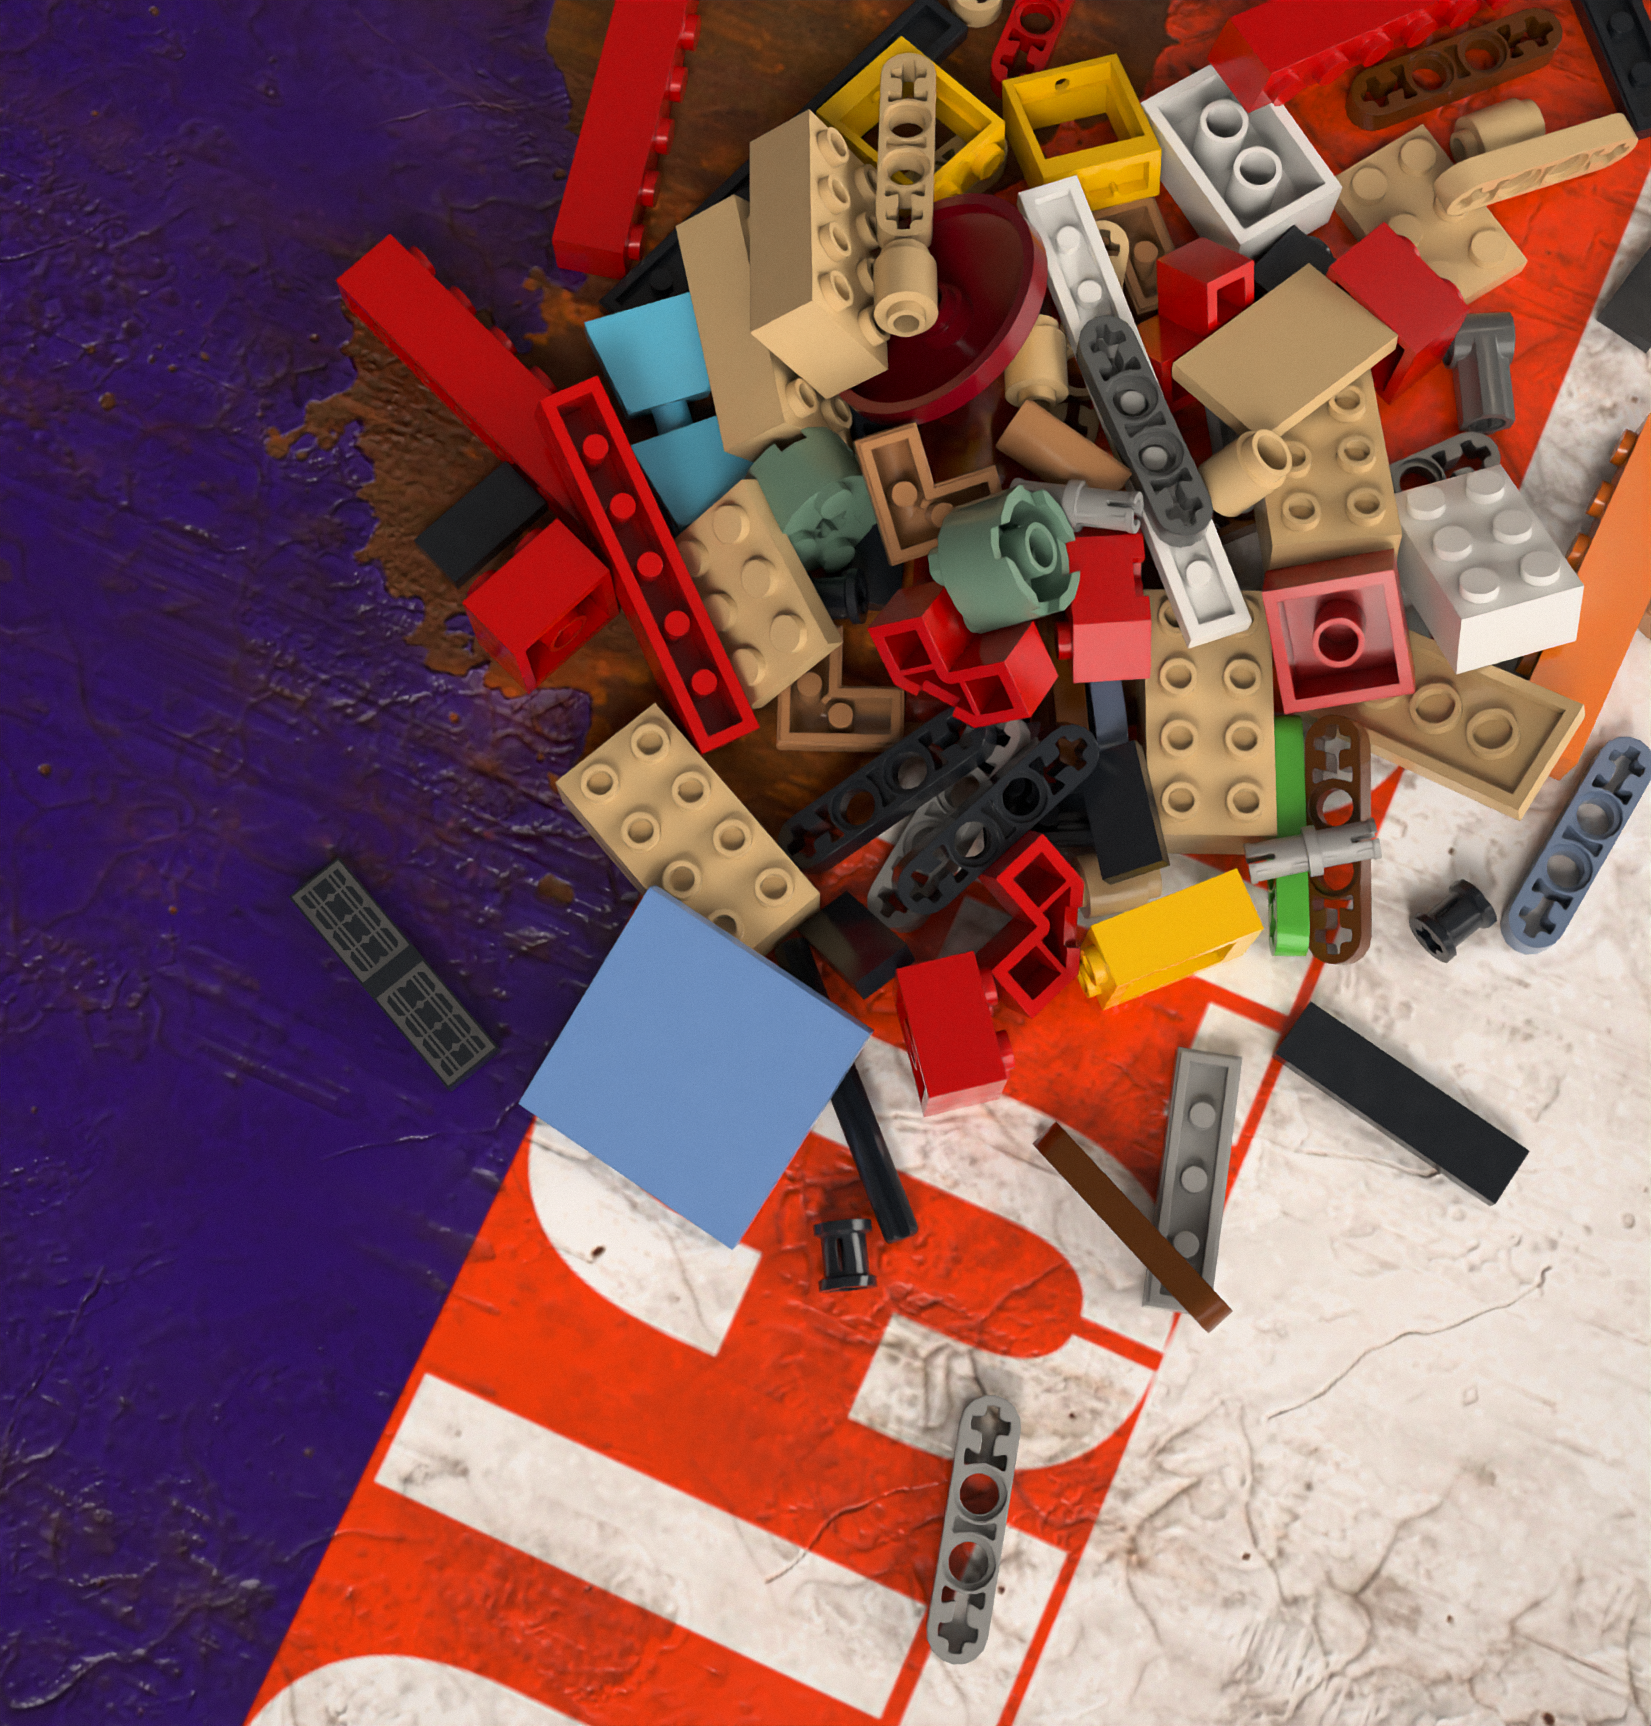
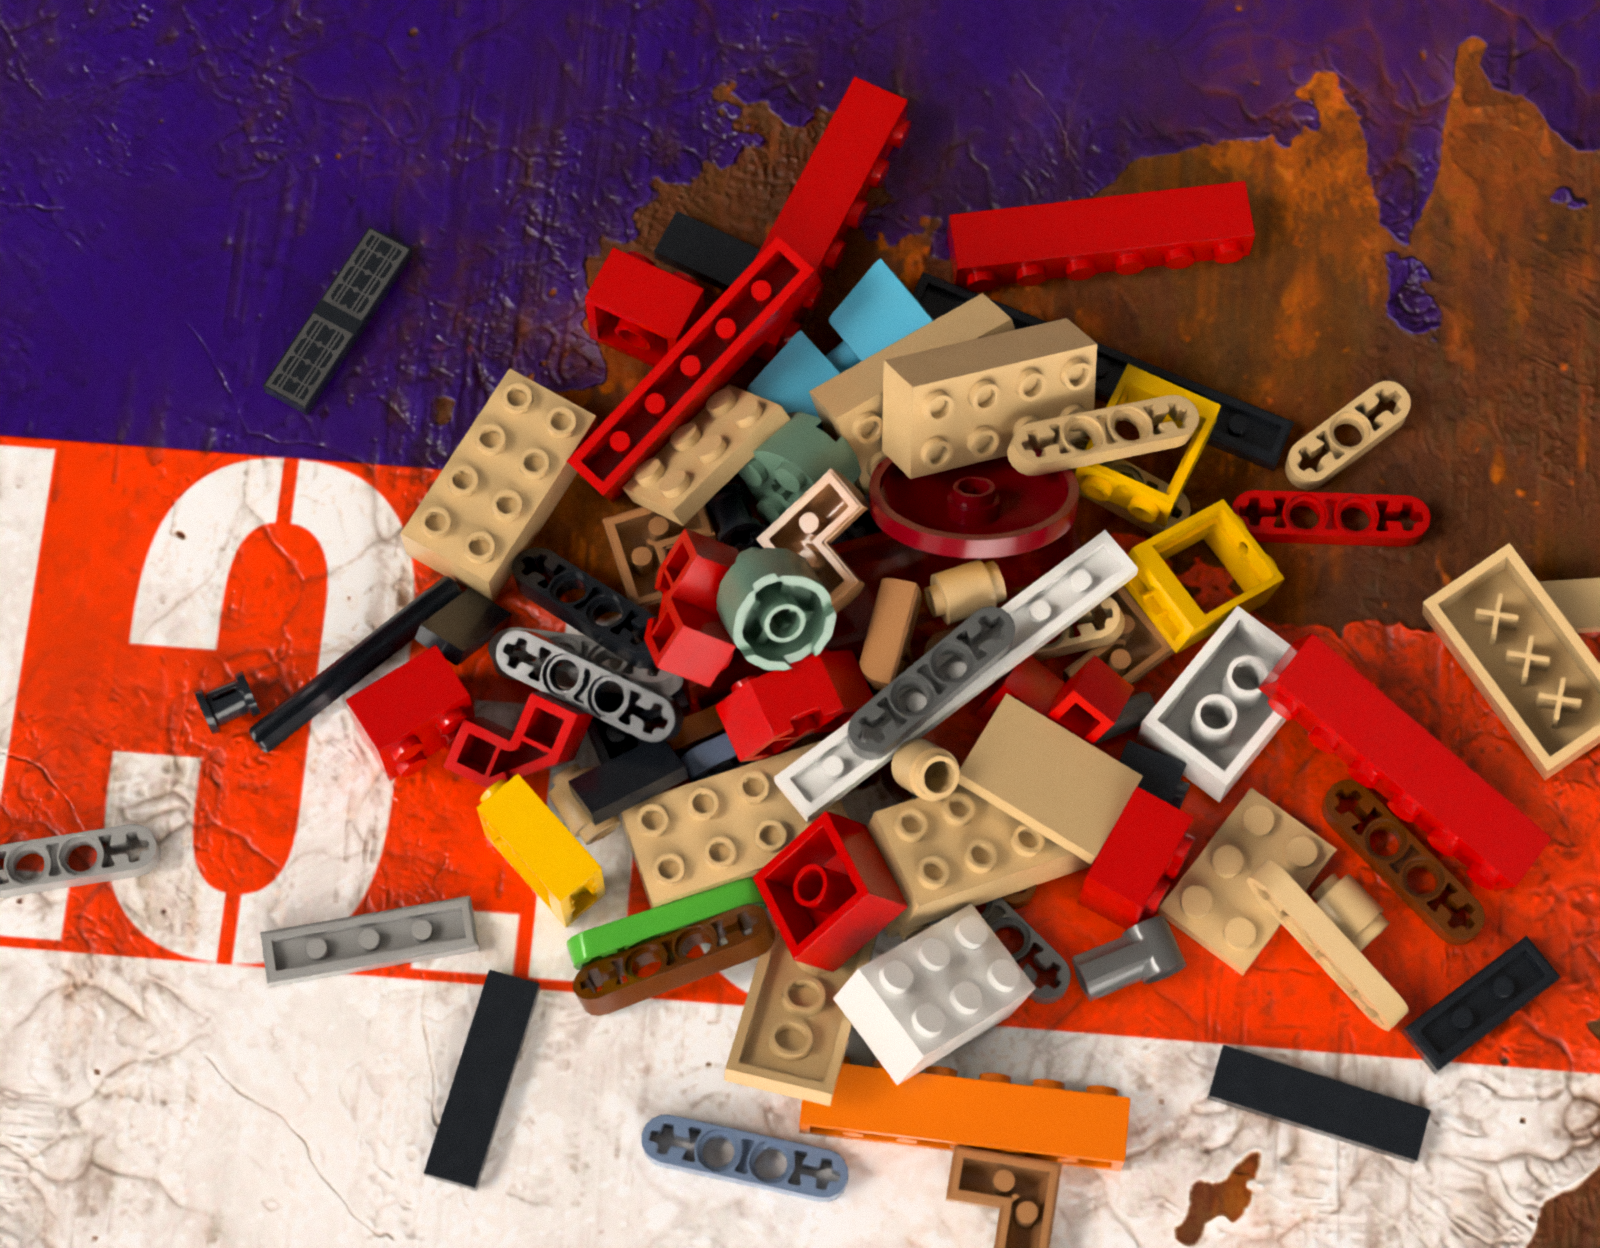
camera: 70 degrees right, 5 degrees down
(695, 1066) = (329, 543): medium blue tile -> none
(905, 288) = (971, 463): tan brick -> none
(1092, 505) = (847, 652): light grey pin -> none
(1132, 1228) = (311, 897): reddish brown beam -> none
(1312, 850) = (647, 931): light grey pin -> none
(1452, 920) = (642, 1073): black bush -> none

